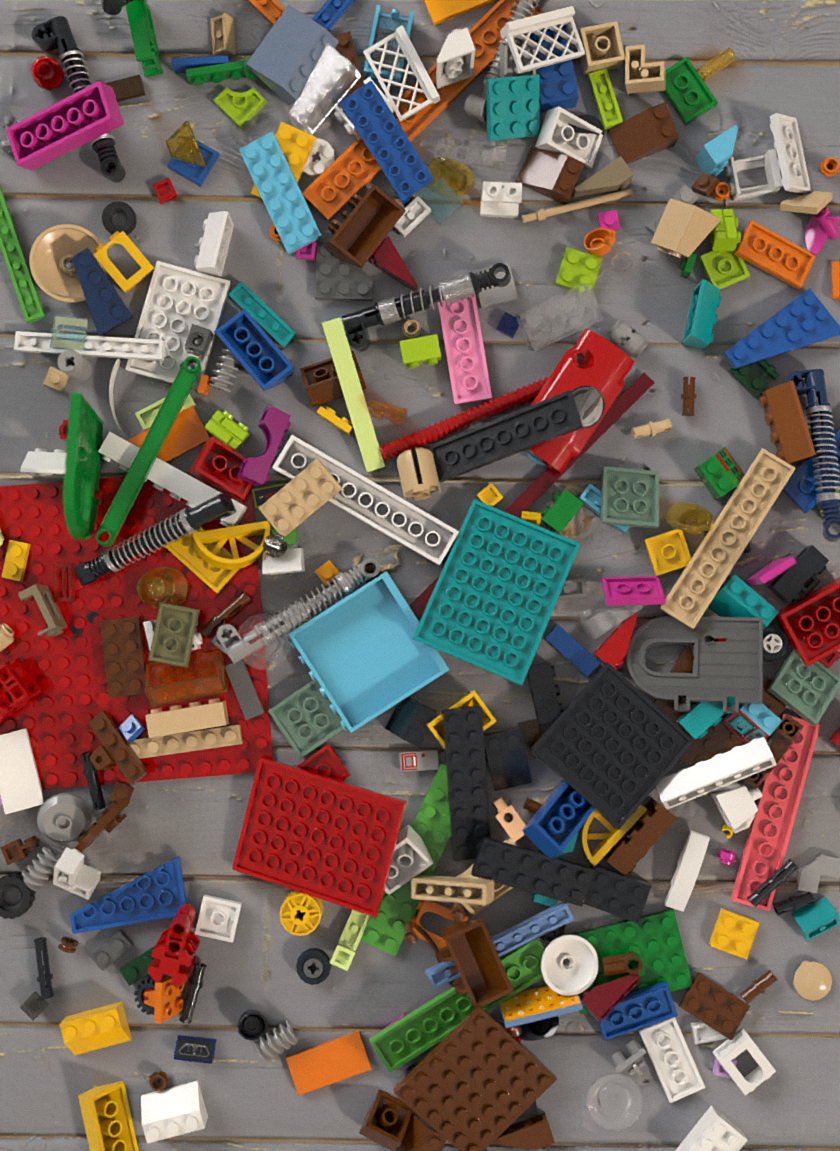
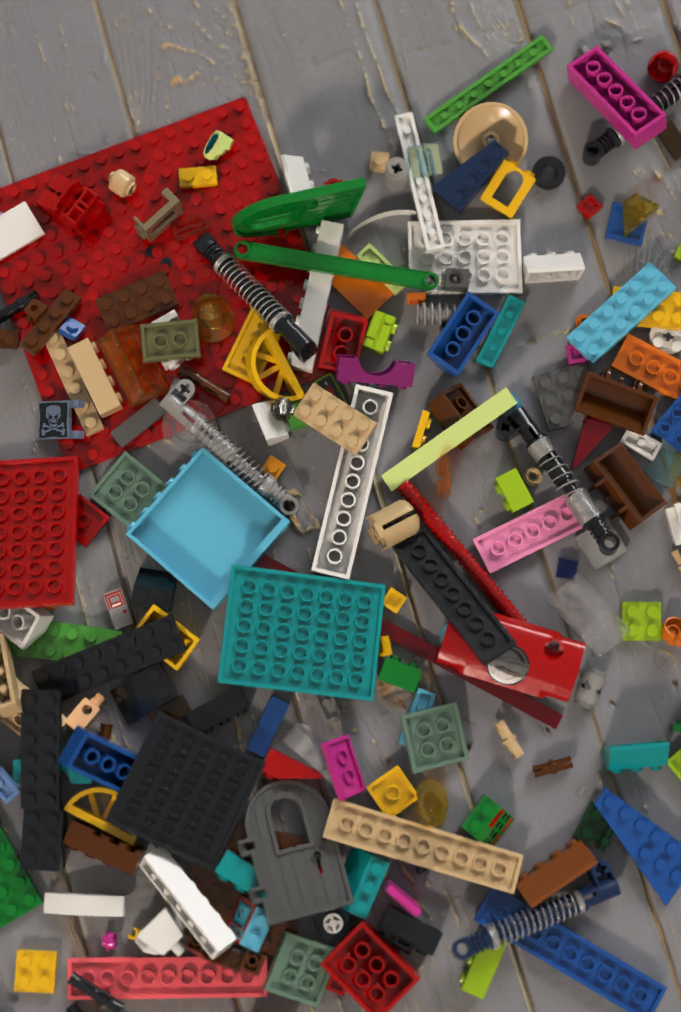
camera: 75 degrees right, 5 degrees down
(216, 768) = (56, 419): none -> flag
(448, 244) = (624, 486): none -> reddish brown piece

